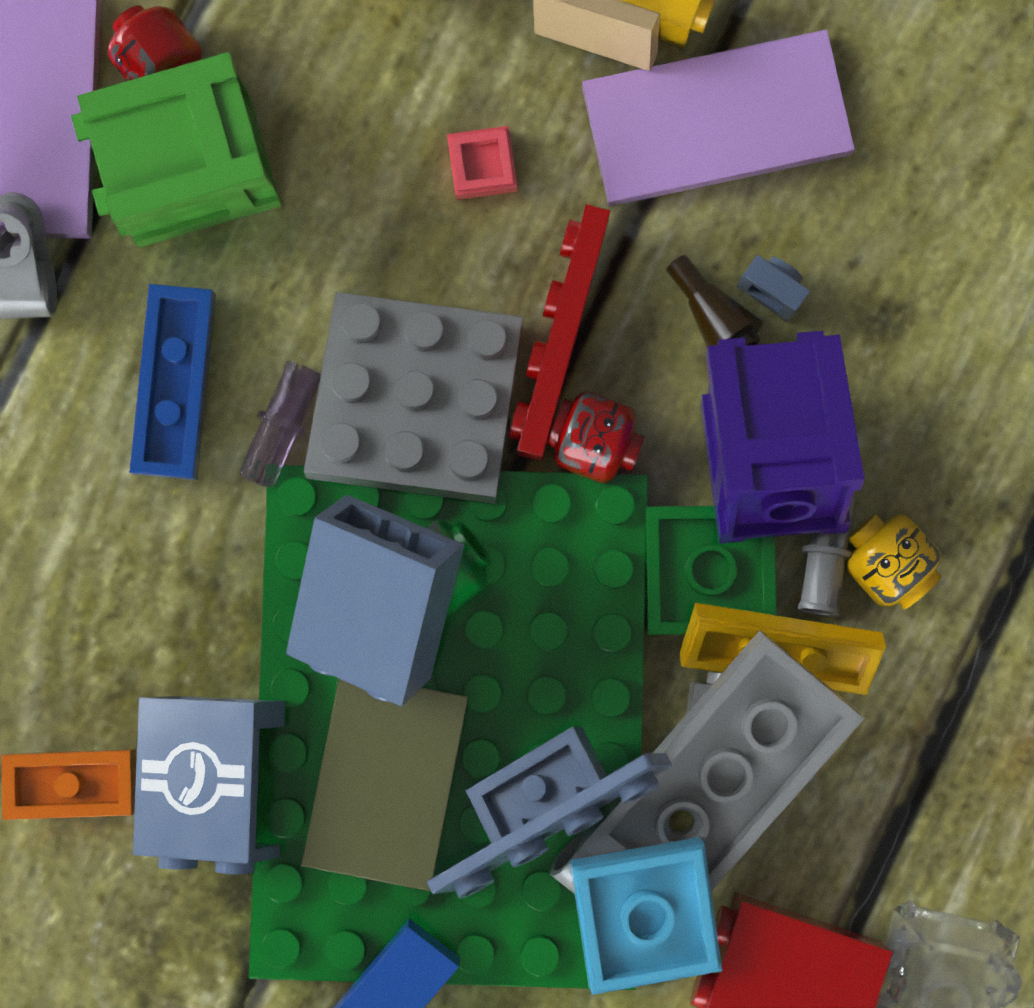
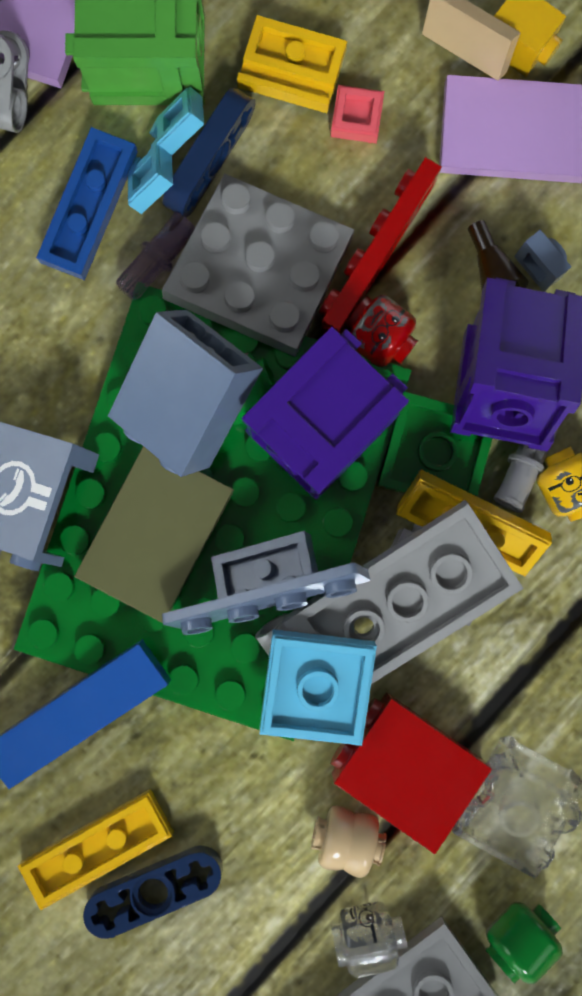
camera: 10 degrees right, 0 degrees up
(254, 254) = (172, 128): none -> medium azure tile
(308, 271) = (209, 152): none -> dark blue beam
(380, 125) = (292, 64): none -> yellow plate
(557, 574) = (325, 412): none -> dark purple container

